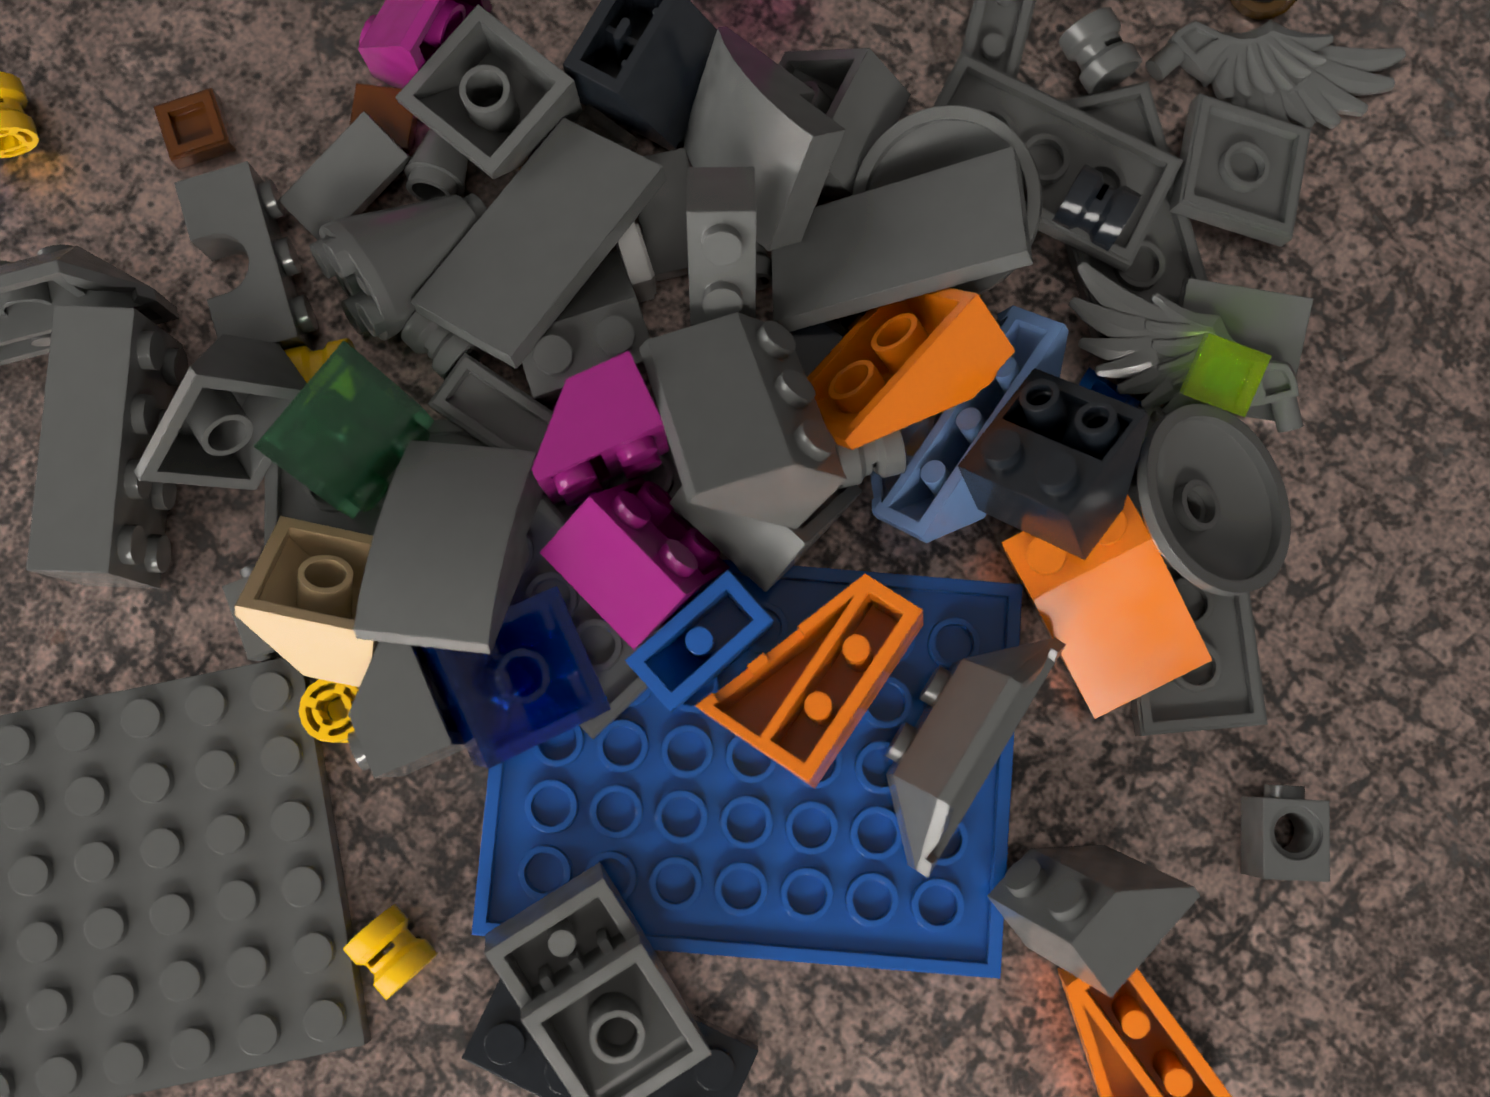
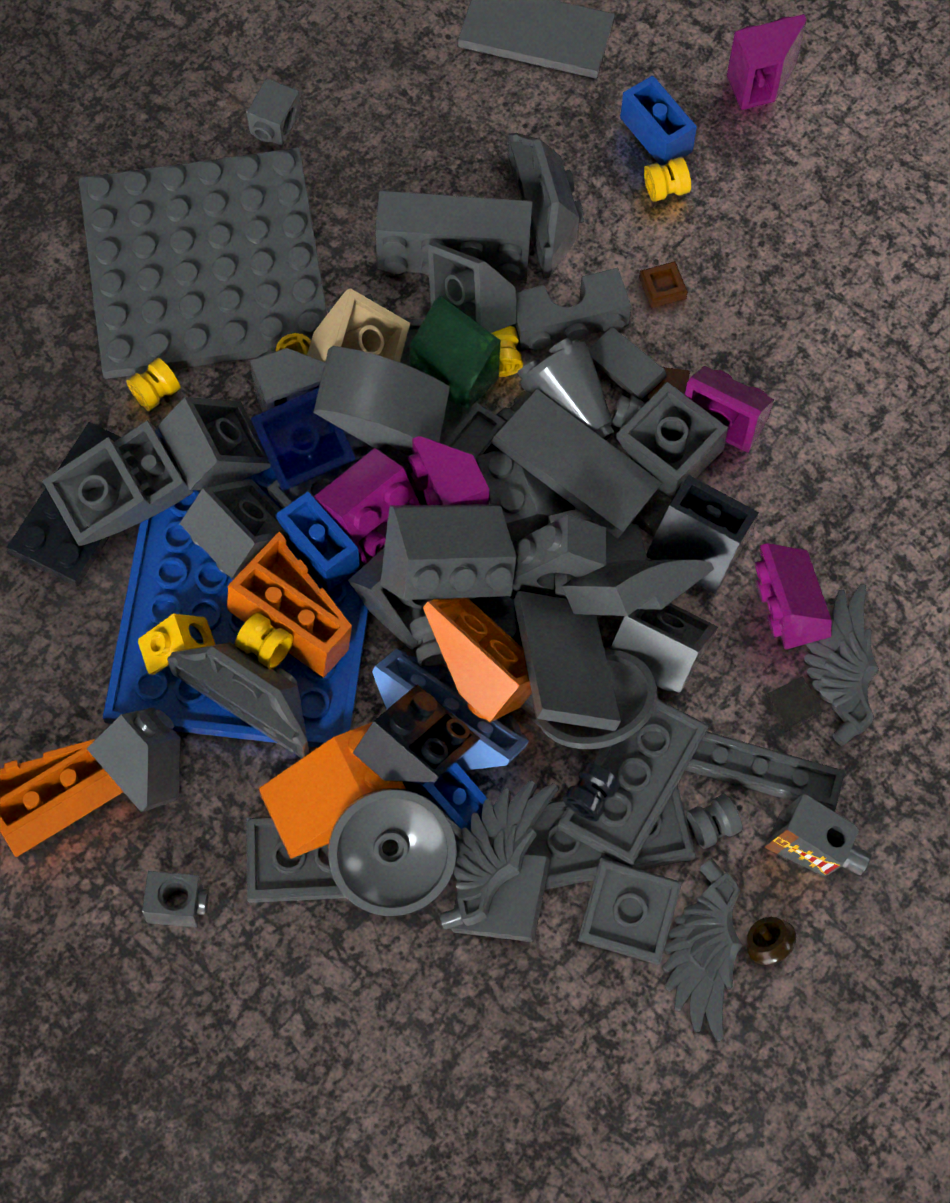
camera: 95 degrees right, 15 degrees down
(514, 837) = (213, 442): none -> dark grey slope
(669, 781) = (232, 523): none -> dark grey slope
(879, 874) = (170, 637): none -> yellow bracket
(889, 729) = (264, 641): none -> yellow wheel
(1225, 374) = (475, 864): clear neon green plate -> none

